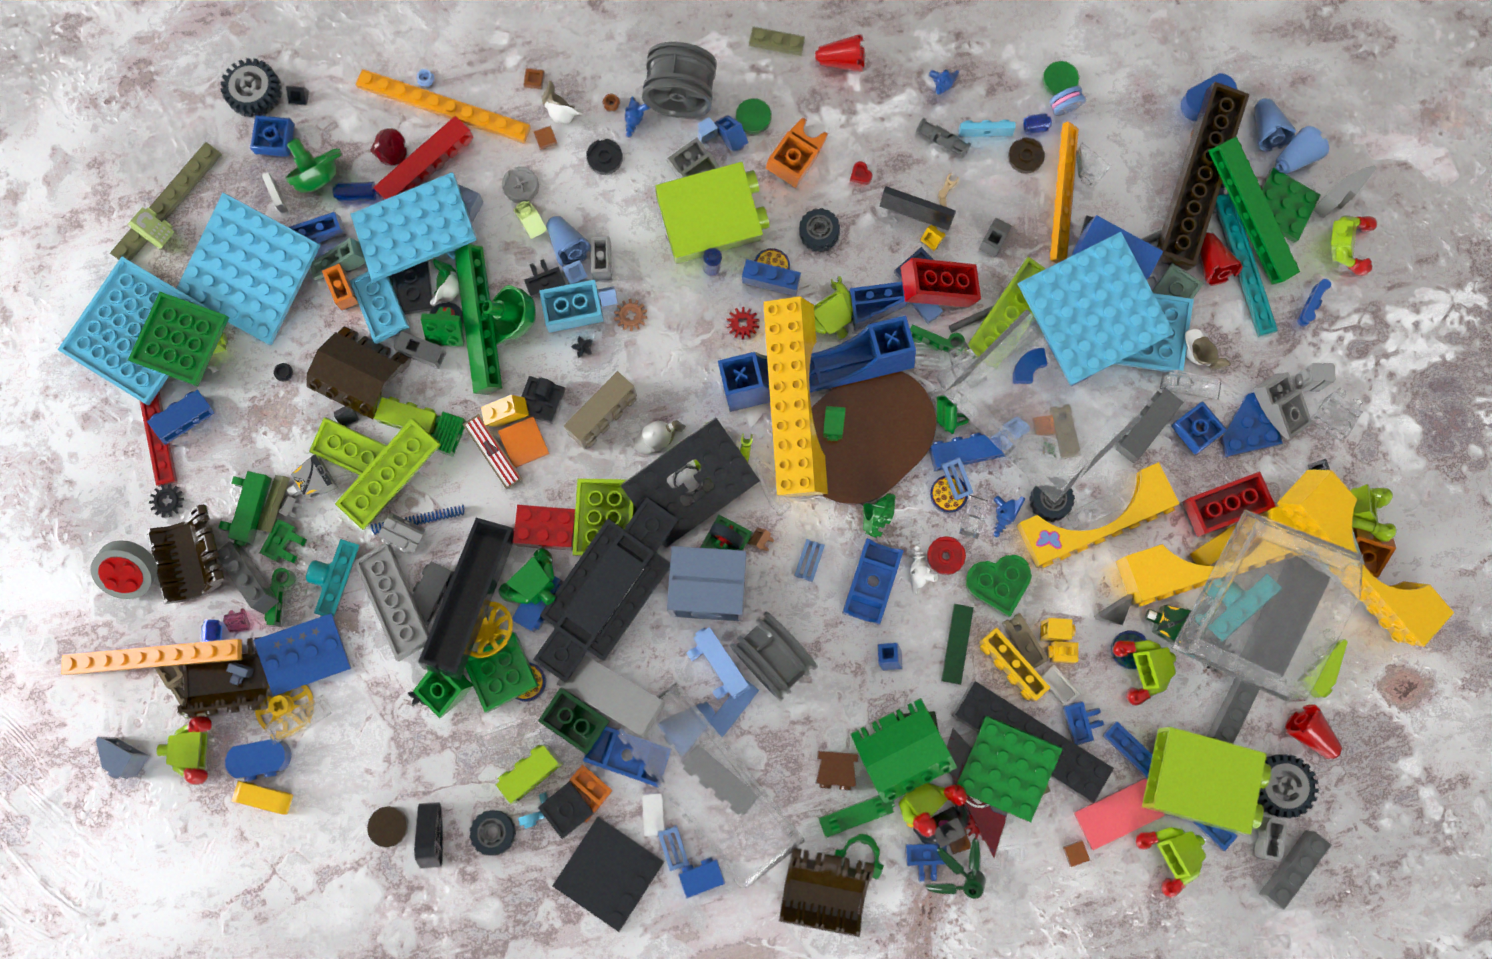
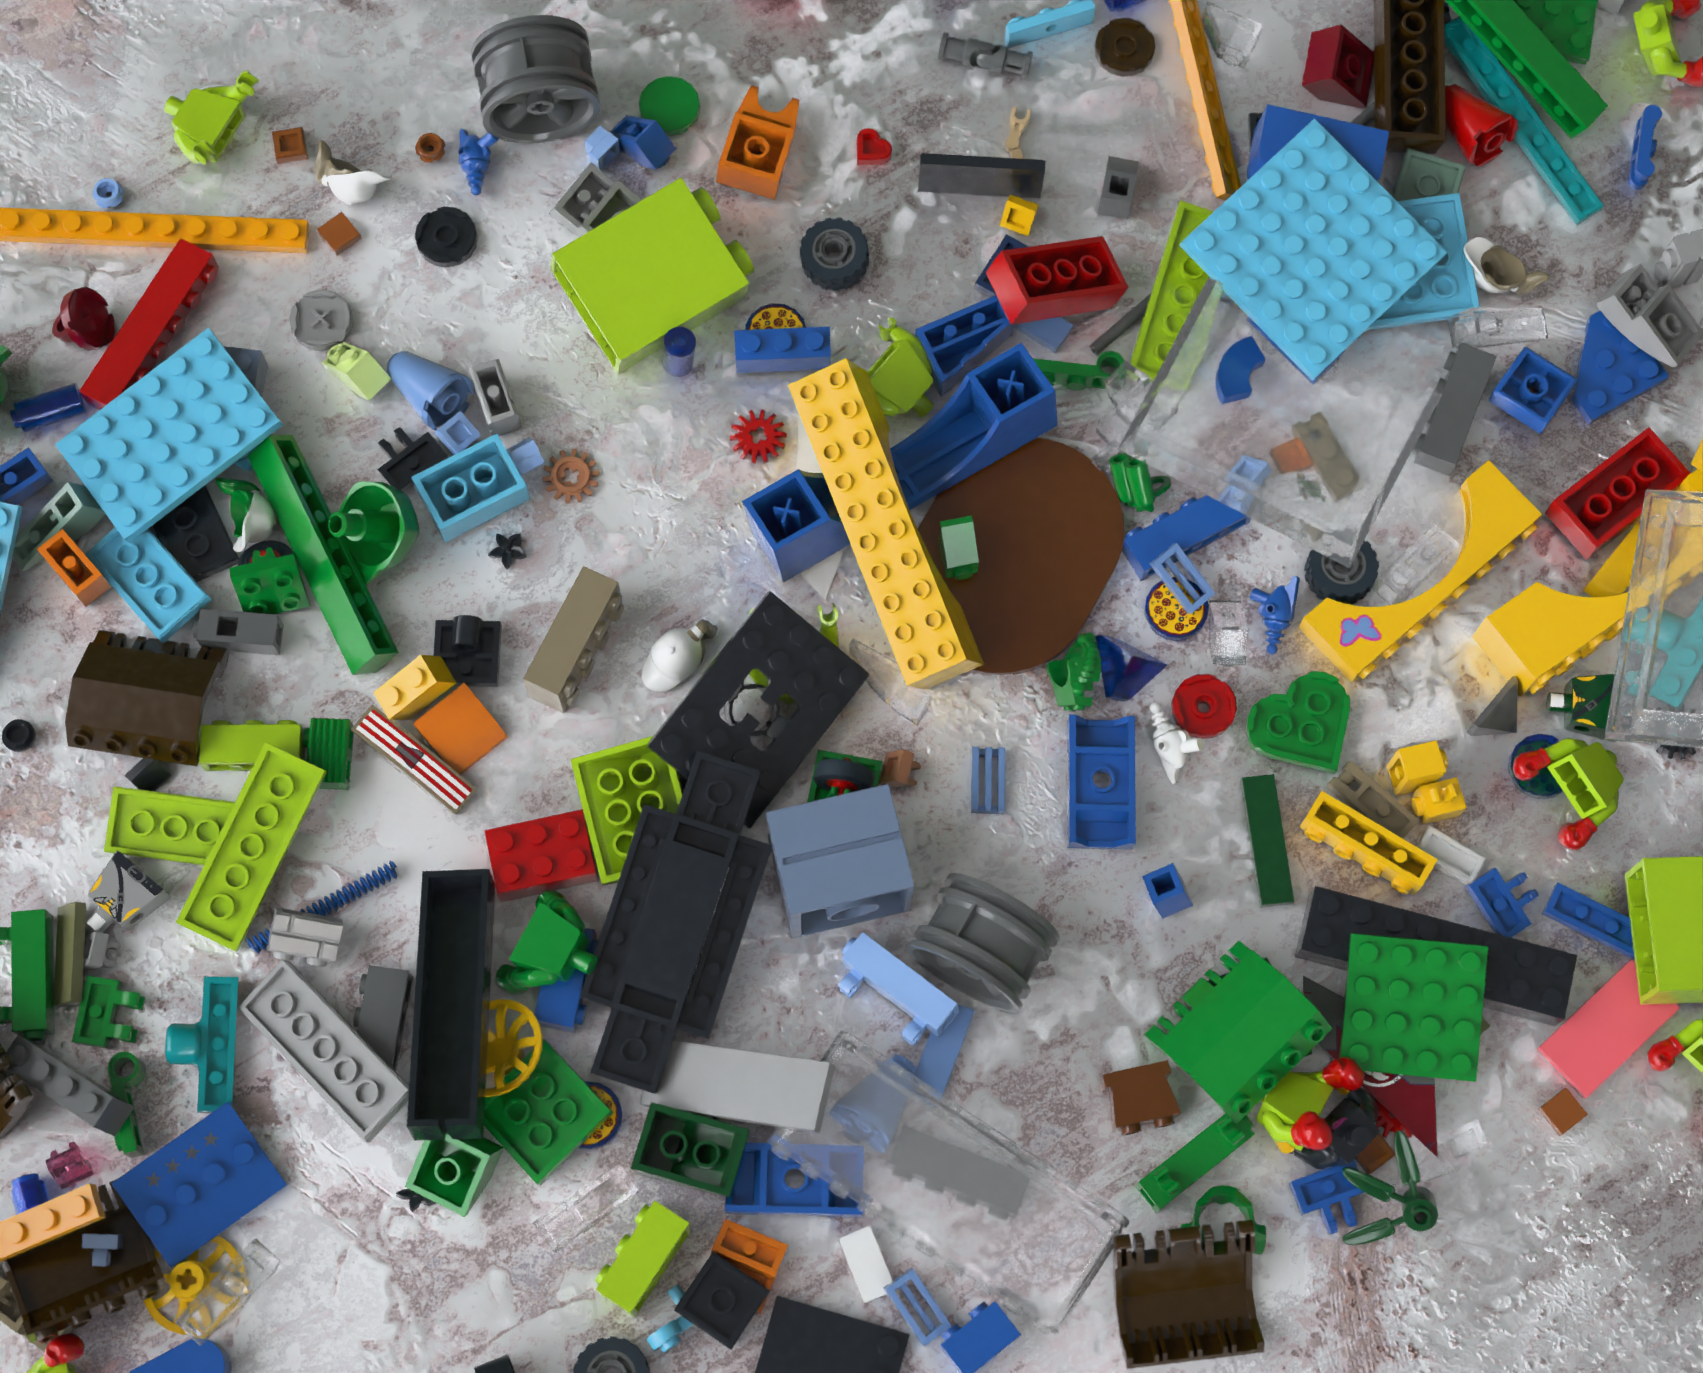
camera: 20 degrees left, 5 degrees down
(493, 50) = (209, 118): none -> lime torso
(908, 519) = (1125, 668): none -> clear blue slope
(1147, 203) = (1338, 67): none -> dark red slope

